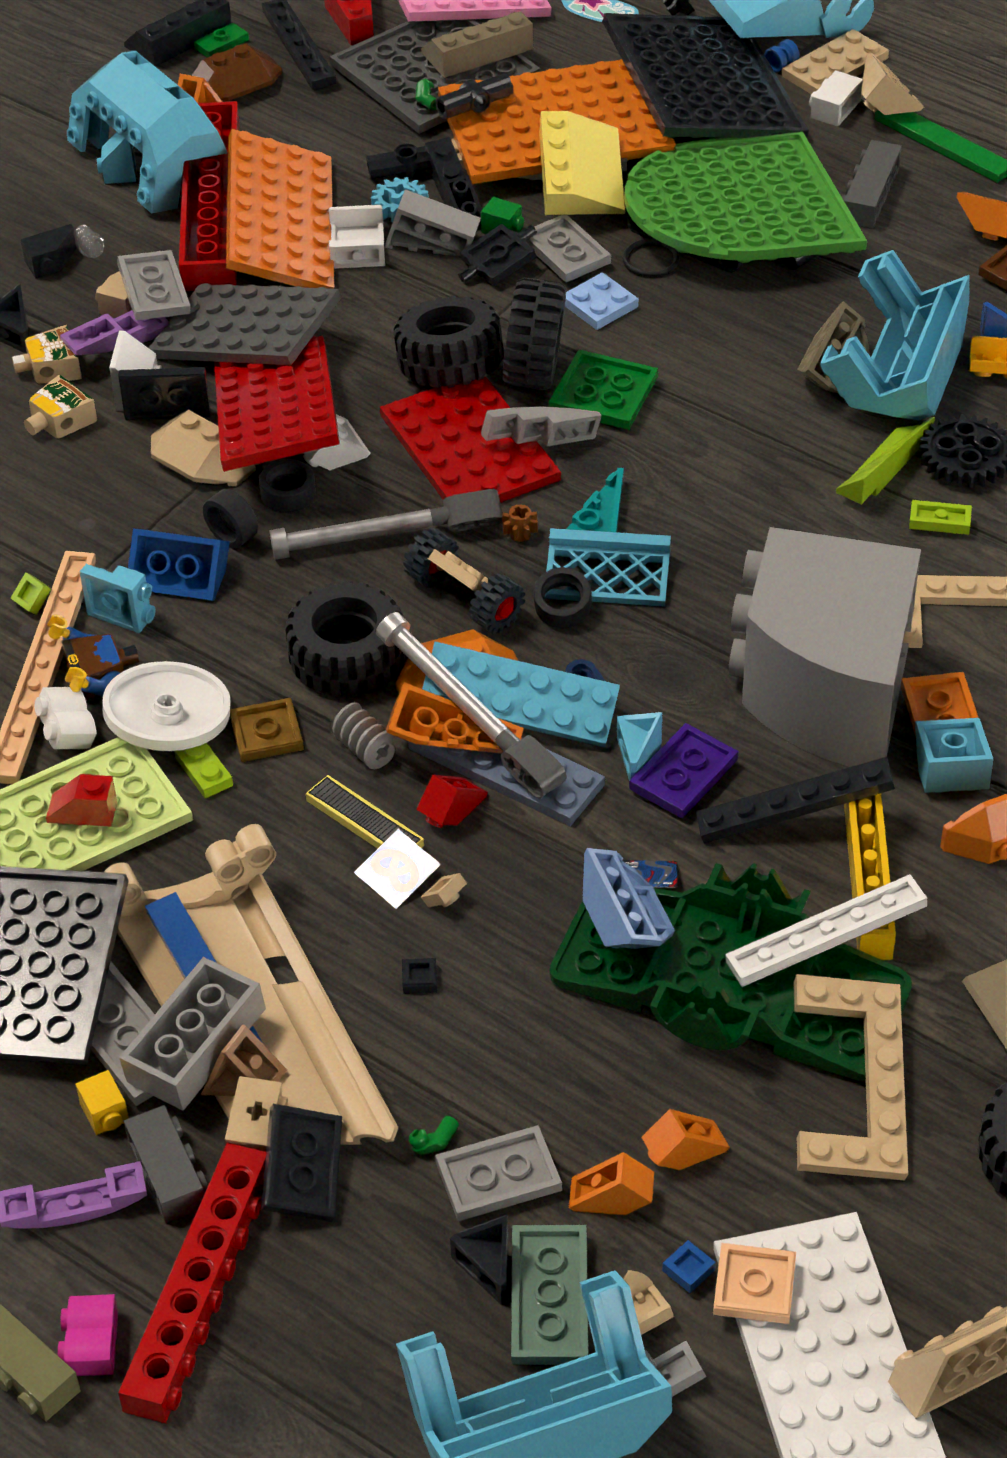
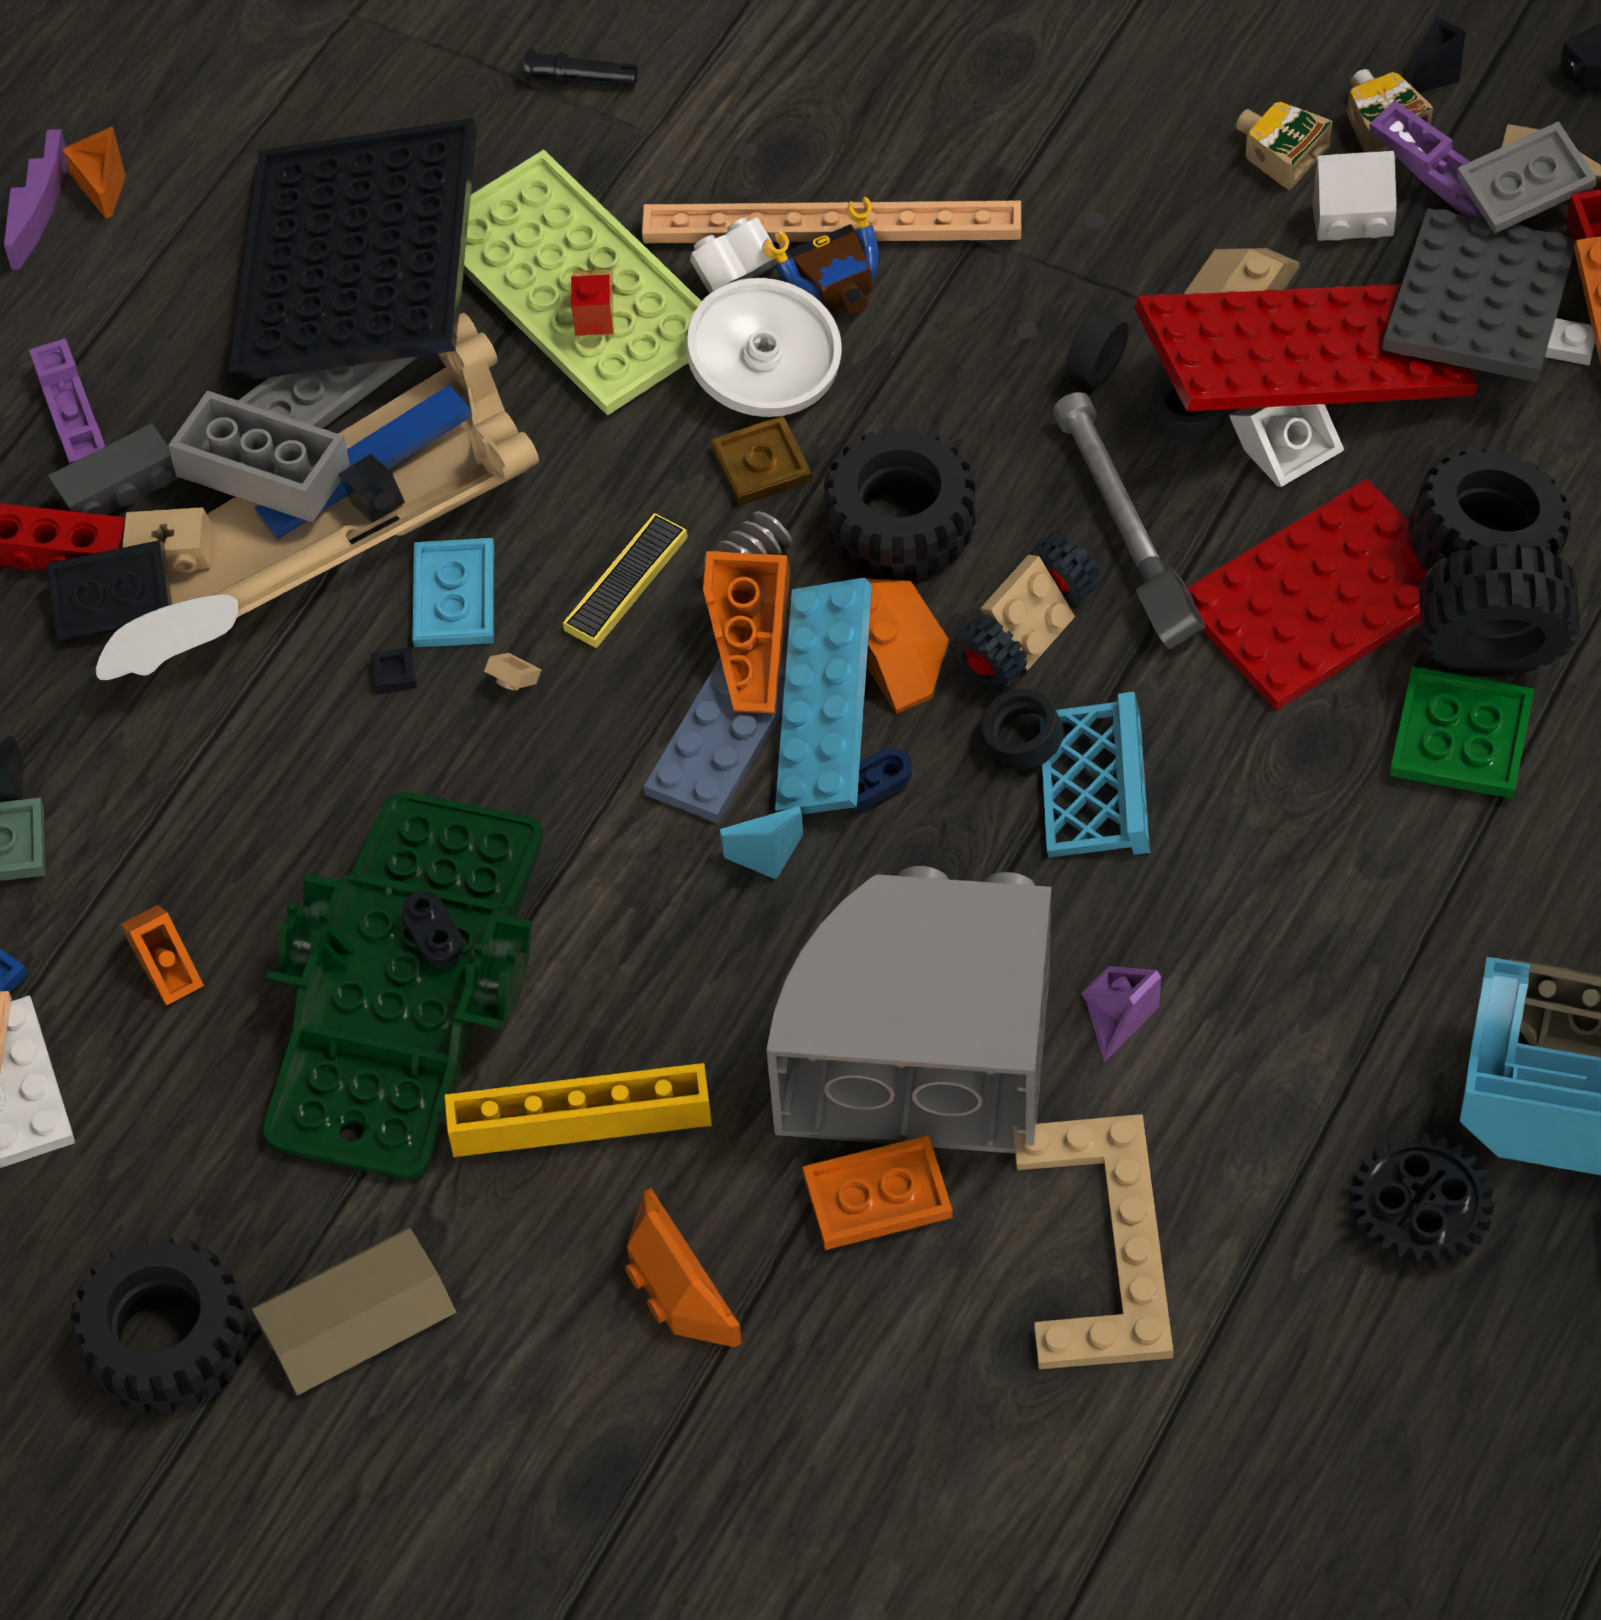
camera: 85 degrees right, 10 degrees up
(31, 593) = (945, 185): lime plate -> none
(102, 1102) = (181, 400): yellow brick -> none
(118, 596) = (933, 264): medium azure plate -> none
(164, 392) = (1317, 230): black tile -> none
(179, 563) = (1022, 315): blue slope -> none
(204, 769) = (685, 414): lime plate -> none
(242, 1057) = (236, 520): medium nougat slope -> none
(245, 958) = (371, 488): none -> black brick
(349, 931) = (453, 592): none -> medium azure tile
(370, 1110) = (165, 633): none -> white sticker
(397, 868) = (547, 622): sticker -> none
(437, 1141) = (160, 715): green arm -> none
(449, 800) = (657, 657): red slope -> none
(498, 1173) = (115, 779): light grey plate -> none
(520, 523) = (1161, 666): dark orange gear -> none
(524, 758) = (709, 711): piece -> none
(547, 424) = (1348, 667): light grey slope -> none
(602, 507) = (1191, 756): teal wing -> none
(612, 1187) = (93, 890): orange slope -> none
(622, 903) = (466, 841): medium blue wedge -> none
(656, 872) = (559, 874): sticker -> none
(683, 770) = (738, 900): dark purple plate -> none
(705, 938) = (430, 926): none -> black plate
(795, 800) = (672, 1015): black plate -> none
(826, 930) = (438, 1052): white plate -> none
(884, 463) = (1375, 1095): lime wedge -> none
(886, 1147) = (351, 1133): tan plate -> none
(940, 517) = (1271, 1173): lime plate -> none
(953, 755) = (786, 1197): medium azure slope -> none

